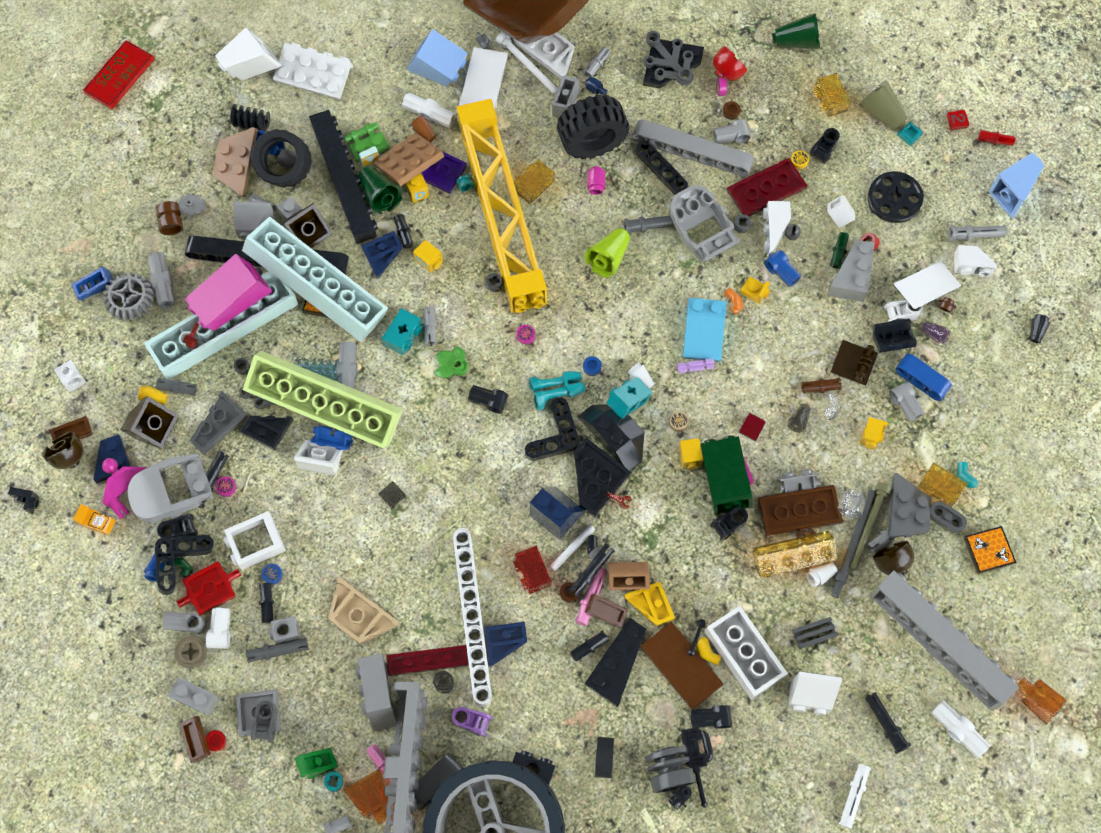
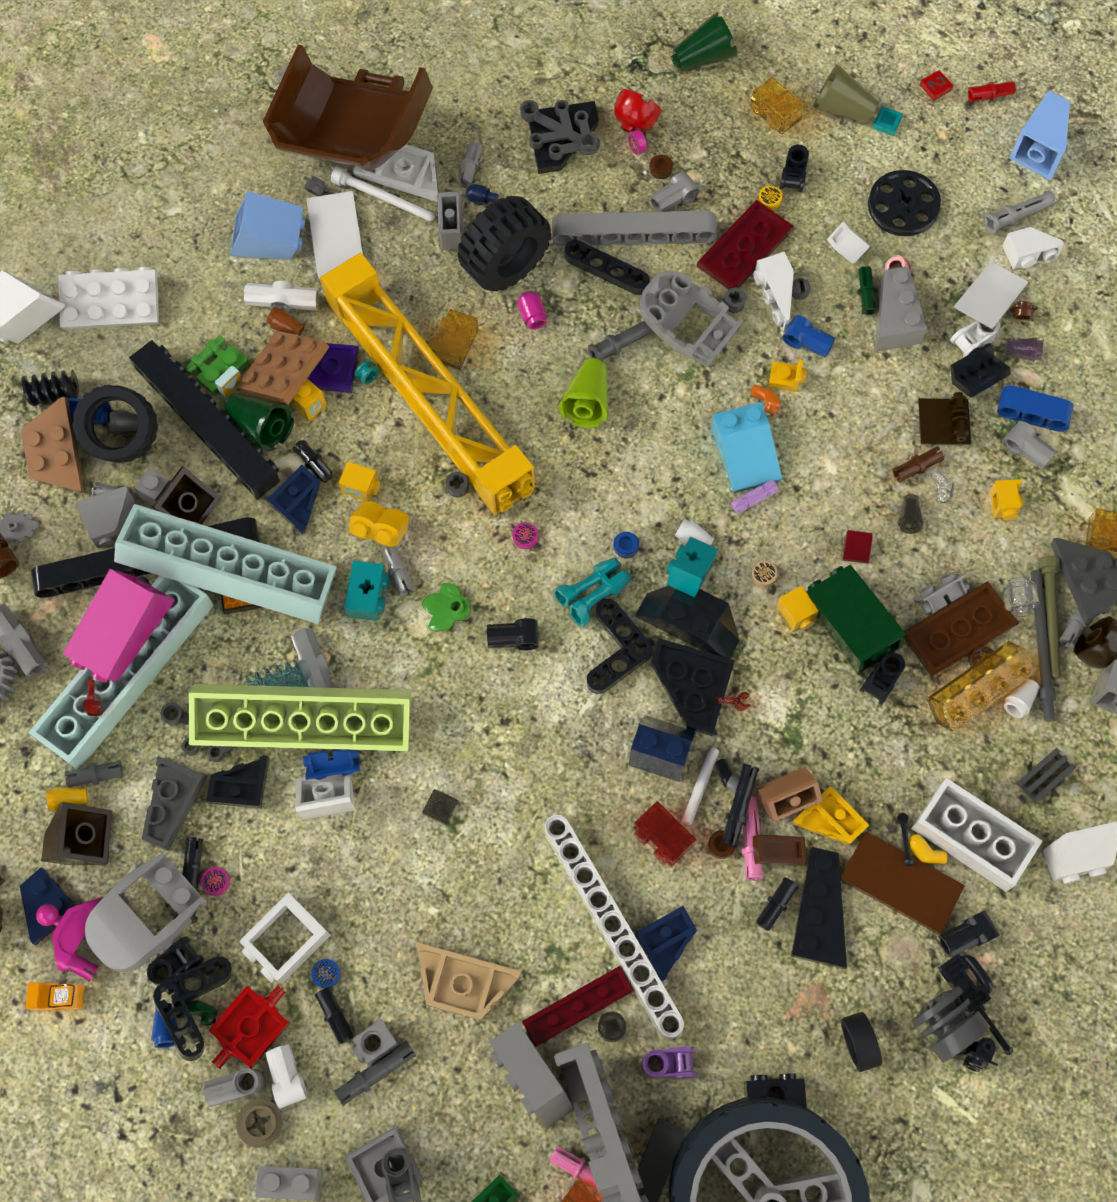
camera: 20 degrees left, 0 degrees up
(429, 289) = (380, 524): none -> yellow brick

